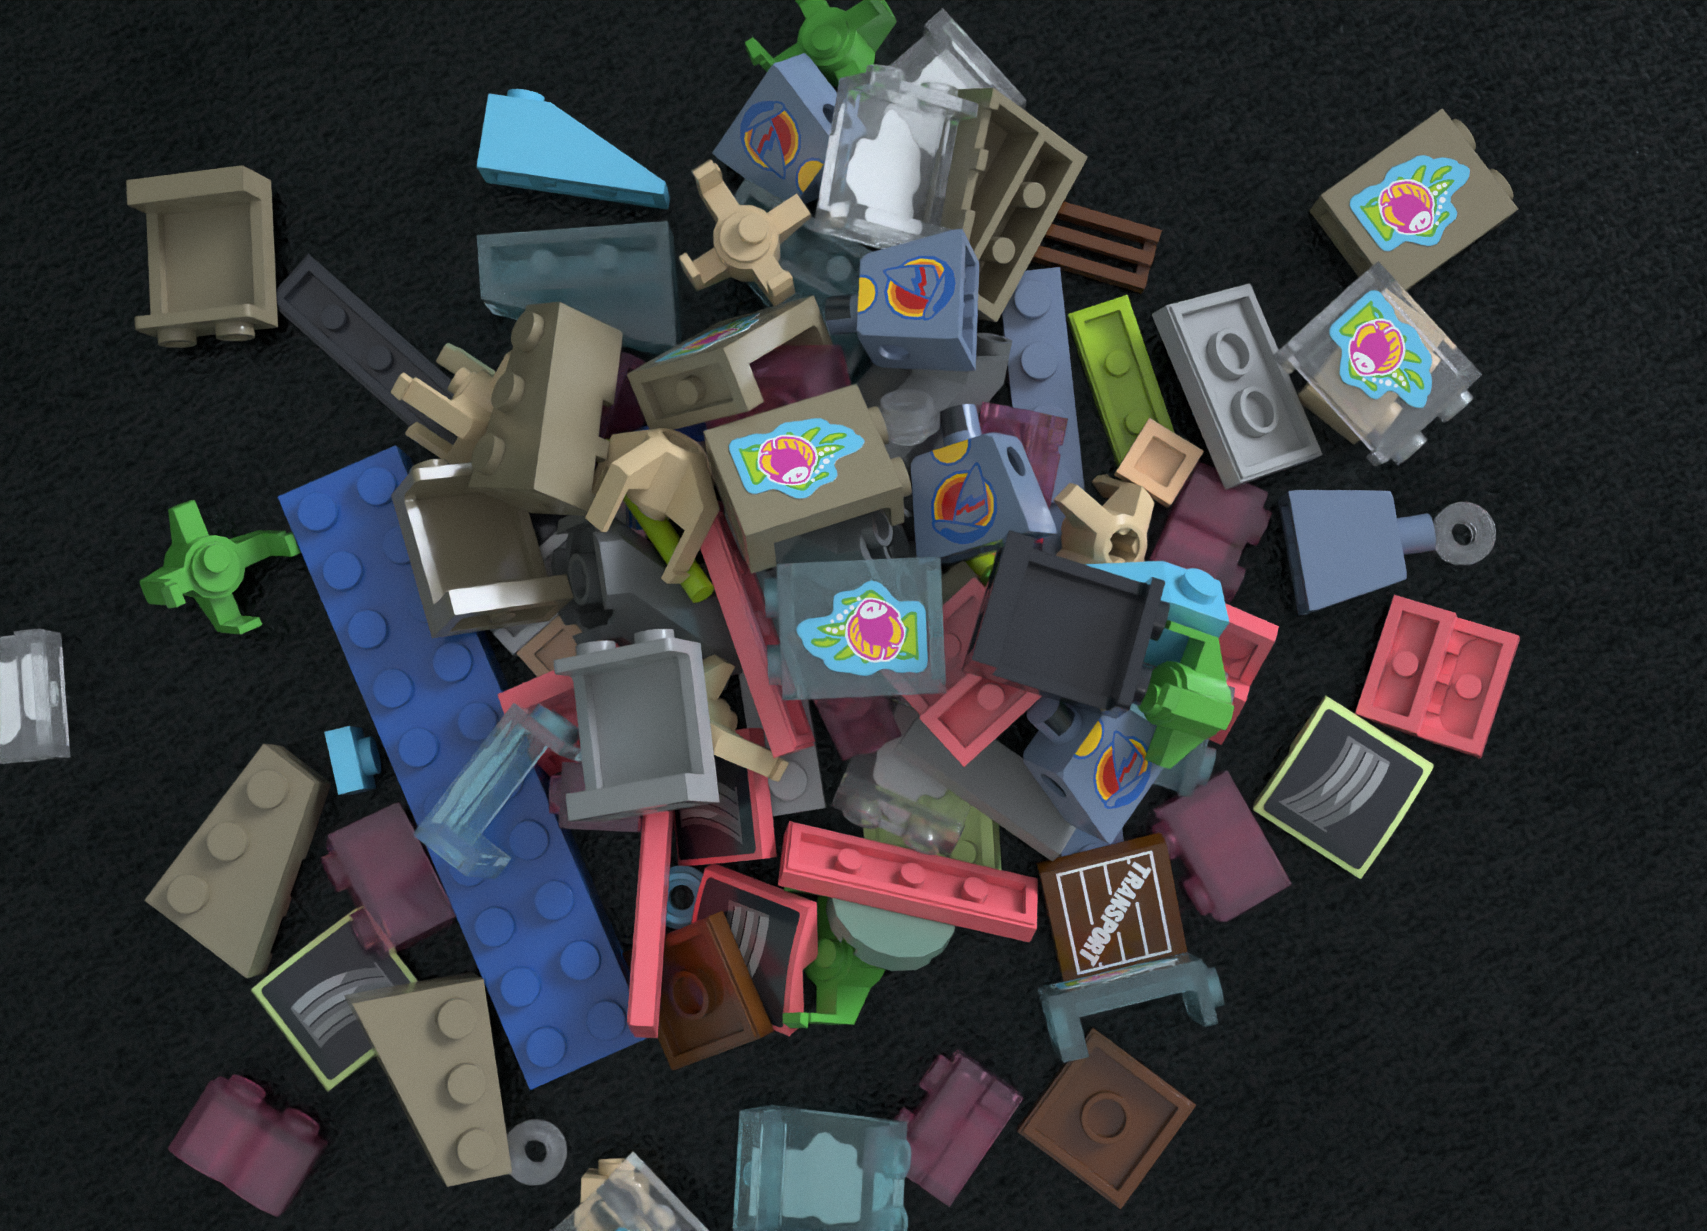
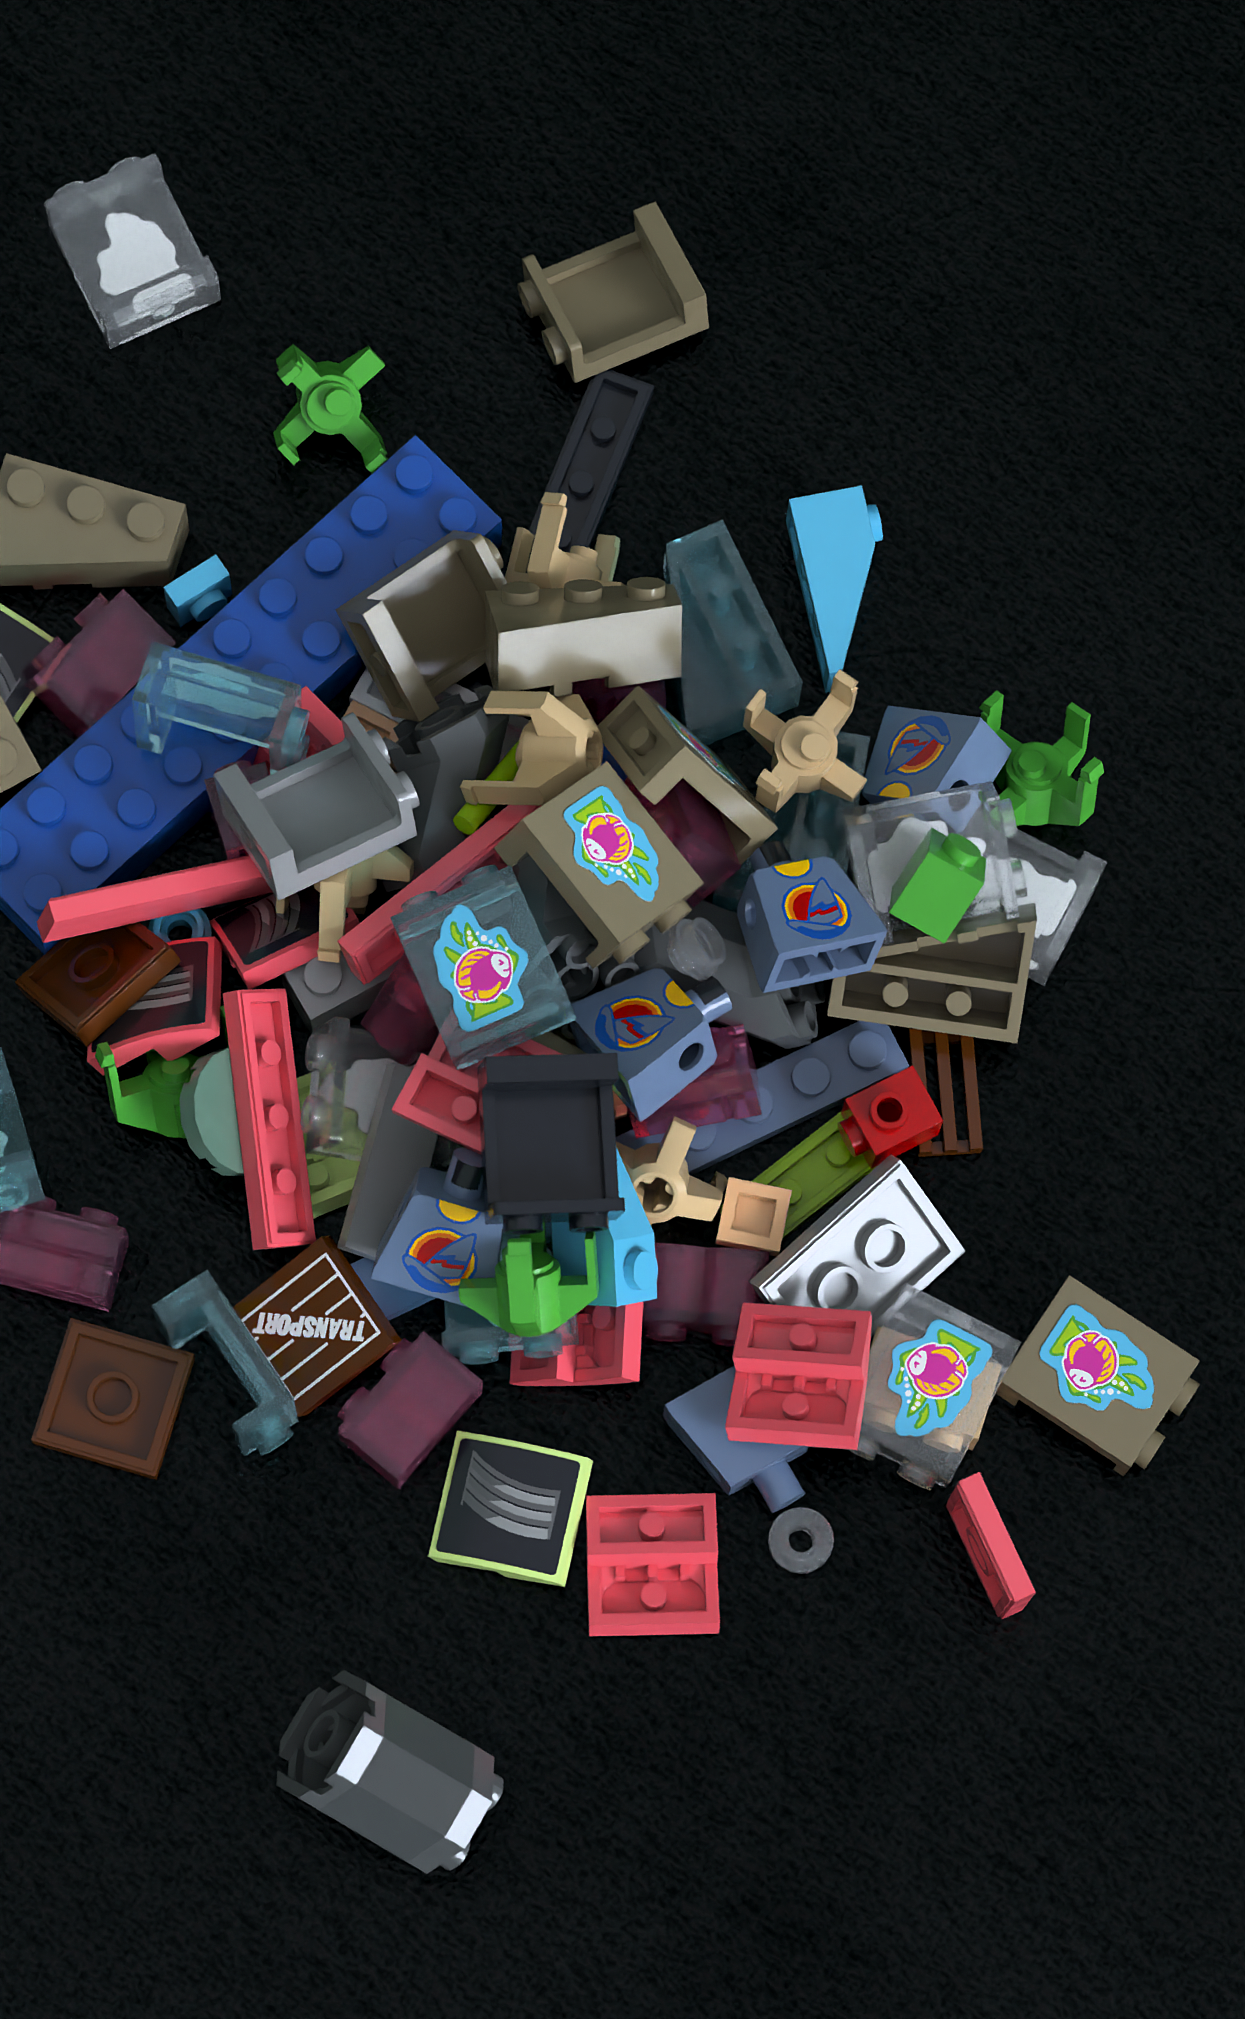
camera: 60 degrees right, 10 degrees down
(926, 165) = (938, 884): none -> bright green brick
(1112, 302) = (889, 1118): none -> red brick
(1337, 476) = (799, 1376): none -> coral slope
(1550, 363) = (989, 1546): none -> coral tile
(1561, 991) = (388, 1773): none -> dark grey brick

